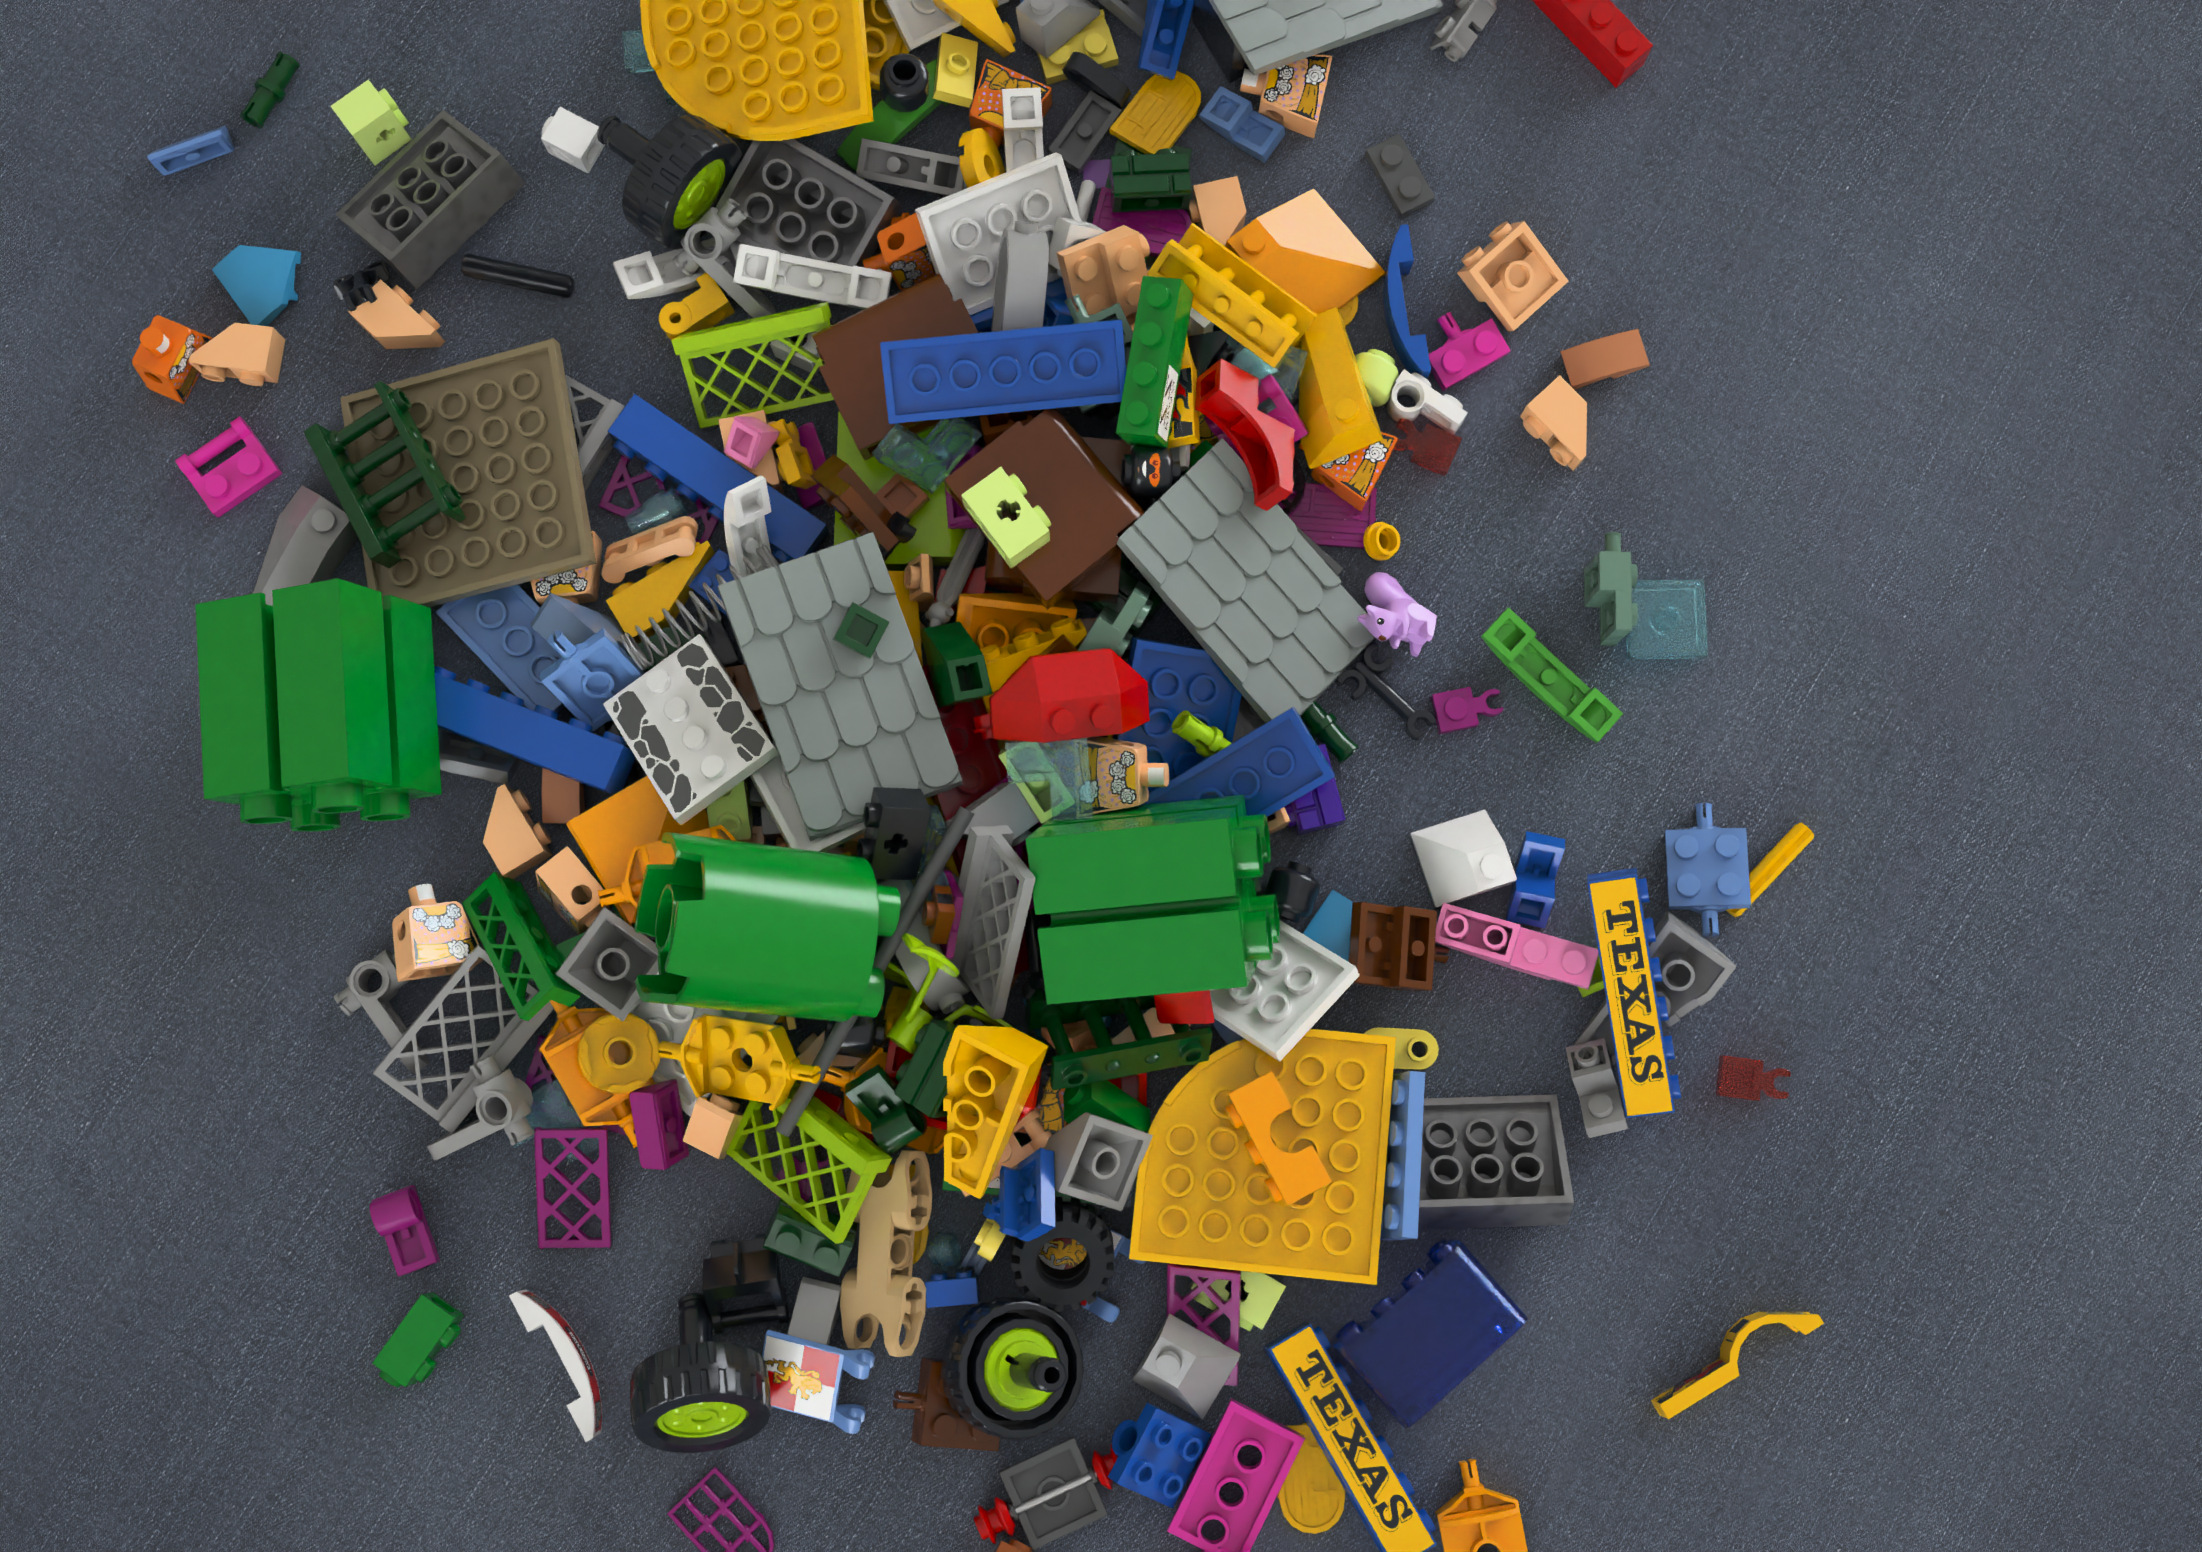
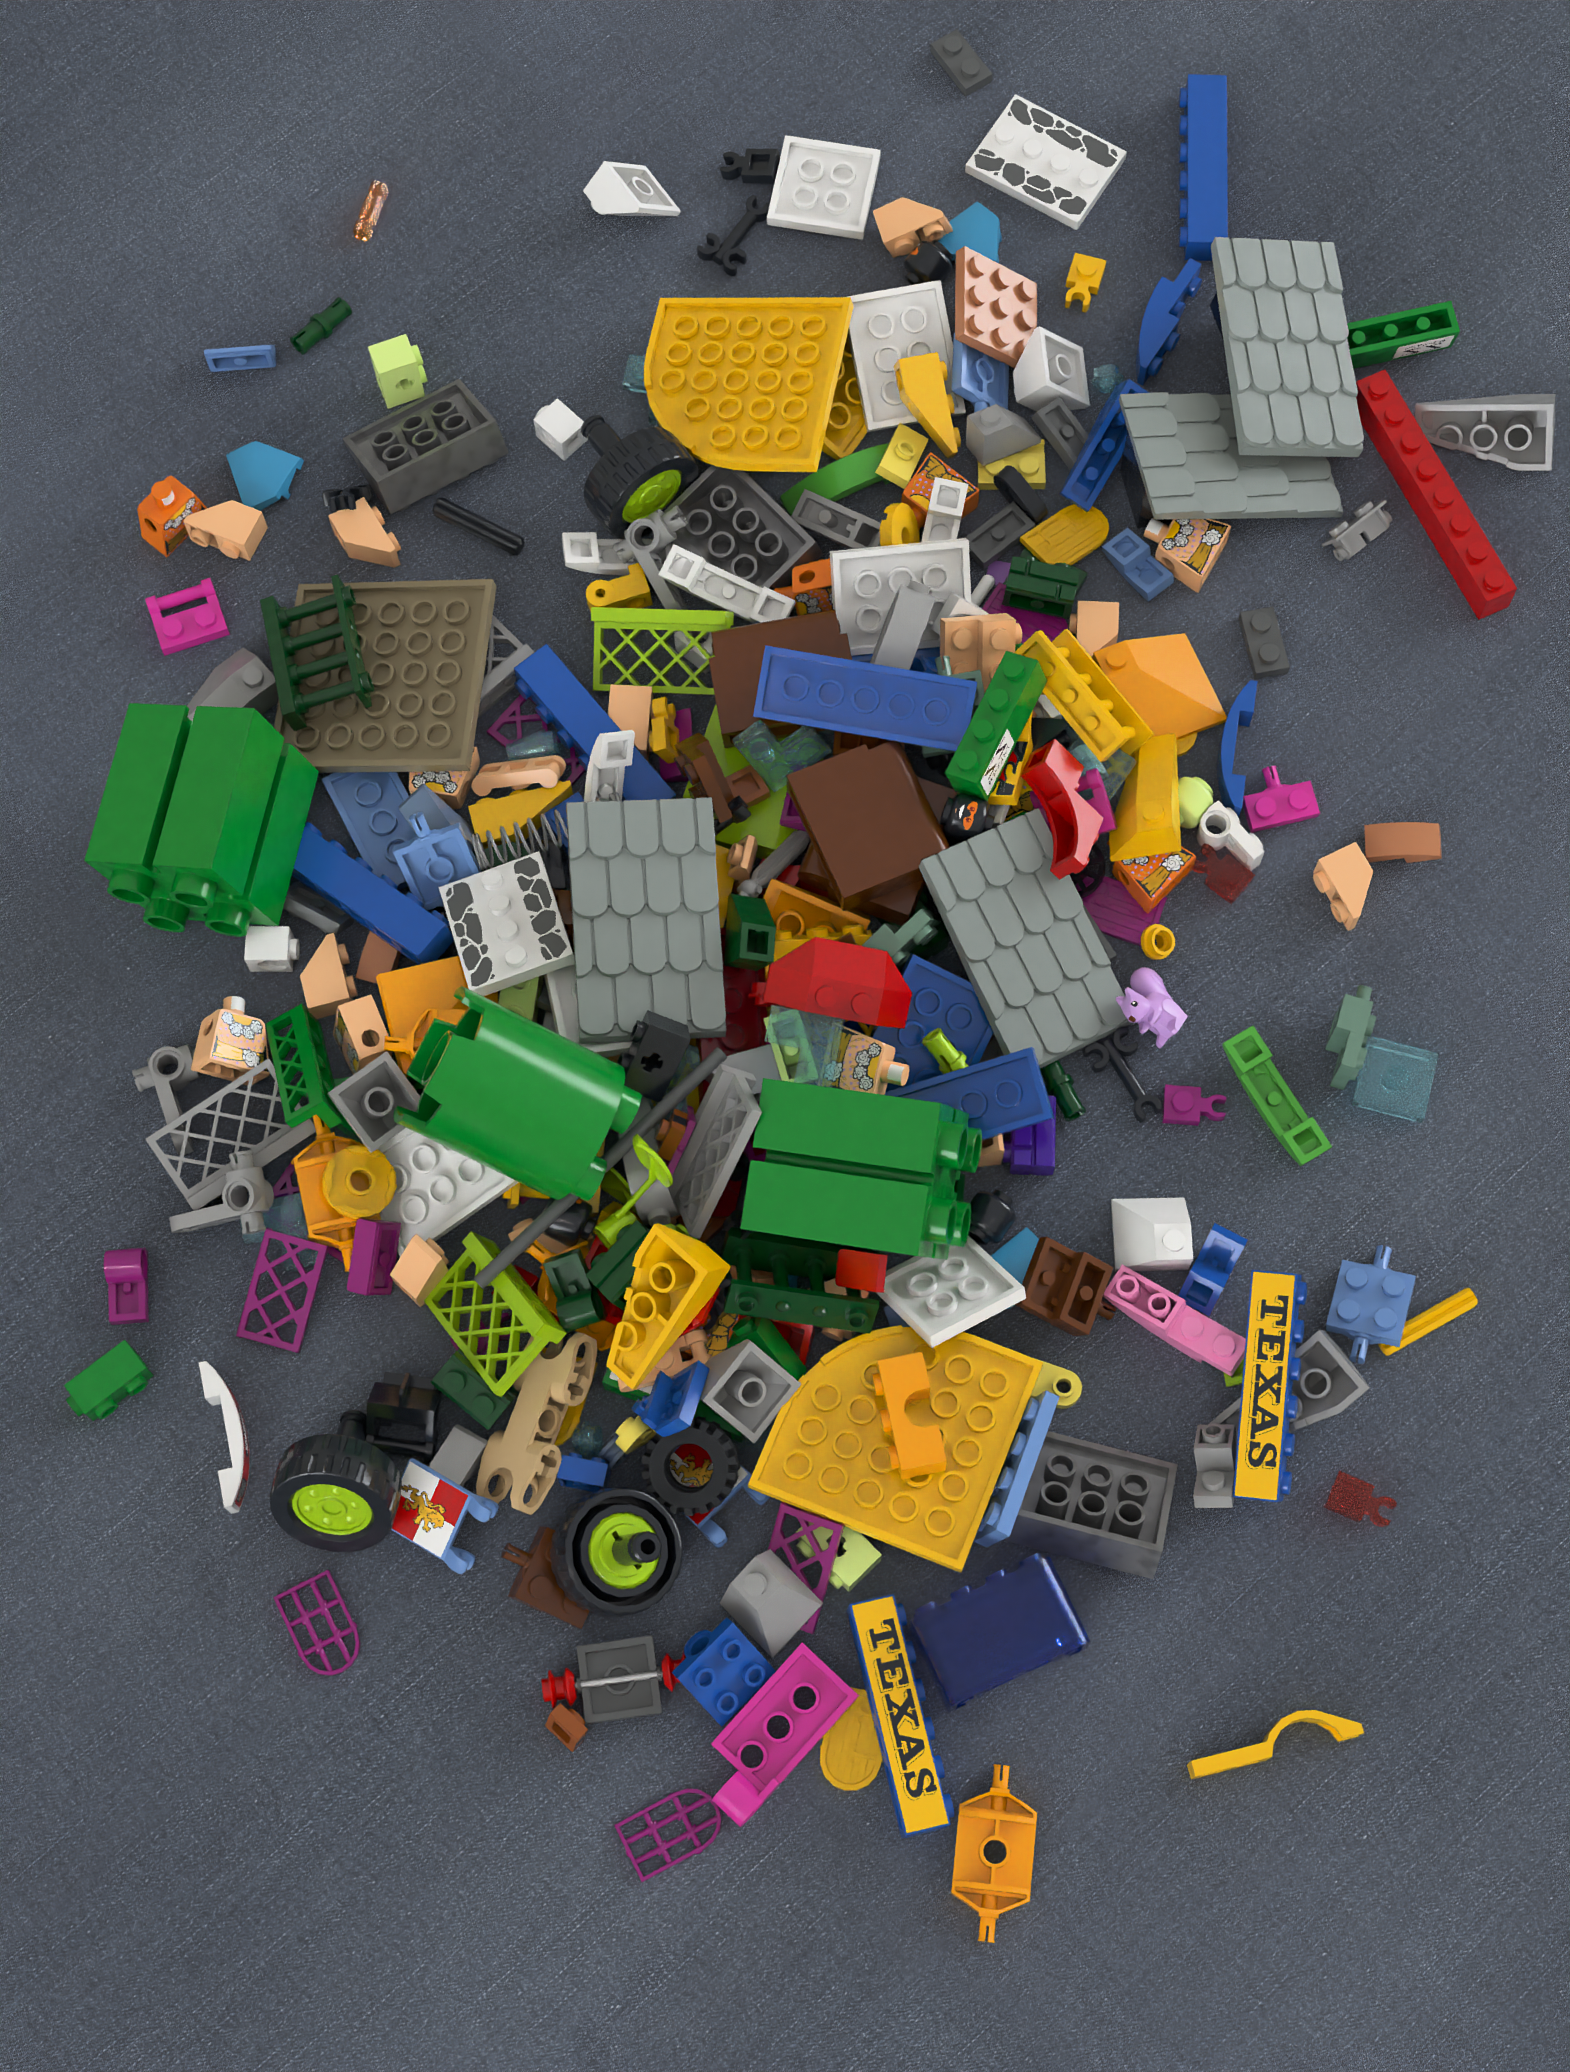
camera: 20 degrees right, 10 degrees down
(441, 817) = (271, 949): none -> white brick
(714, 1061) = (439, 1207): yellow plate -> none
(750, 440) = (632, 706): bright pink slope -> none
(860, 630) = (676, 874): dark green plate -> none
(904, 82) = (853, 451): black head -> none
(1015, 538) = (830, 836): yellowish green brick -> none
(1512, 274) = (1339, 748): light nougat plate -> none

